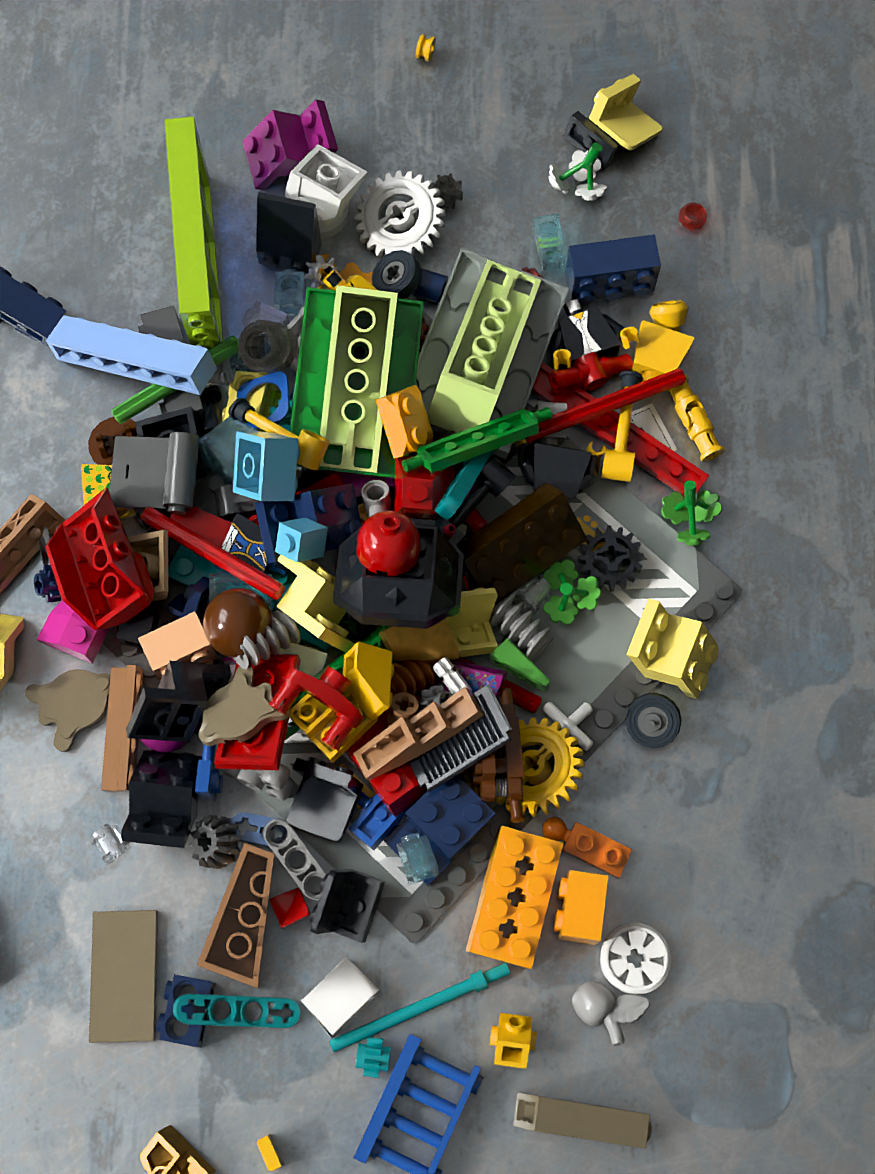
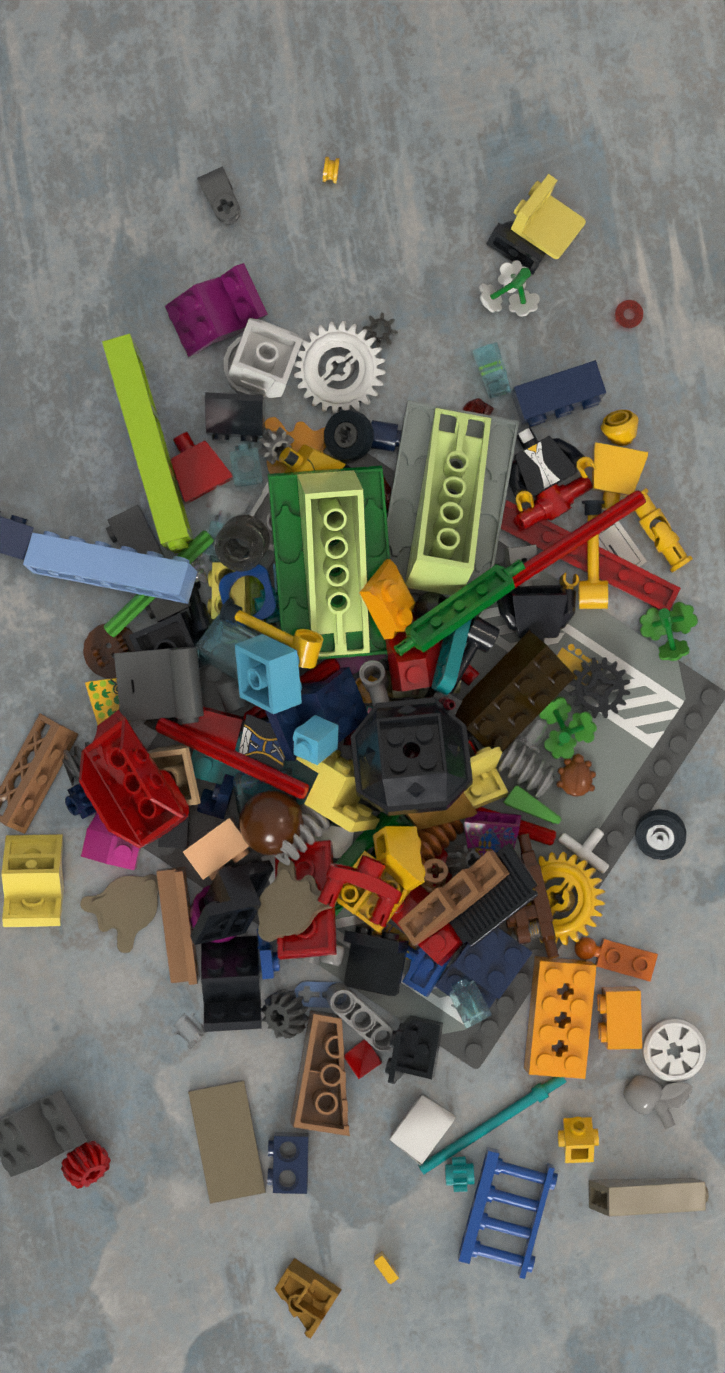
camera: 15 degrees left, 15 degrees up
(237, 1011) = (335, 1160): teal beam -> none
(241, 285) = (197, 468): none -> red torso
(316, 54) = (219, 192): none -> dark grey piece
(388, 543) = (400, 743): red cylinder -> none
(453, 679) = (474, 837): white axle -> none
(572, 646) = (576, 776): none -> dark orange piece
(673, 649) = (670, 769): light yellow bracket -> none

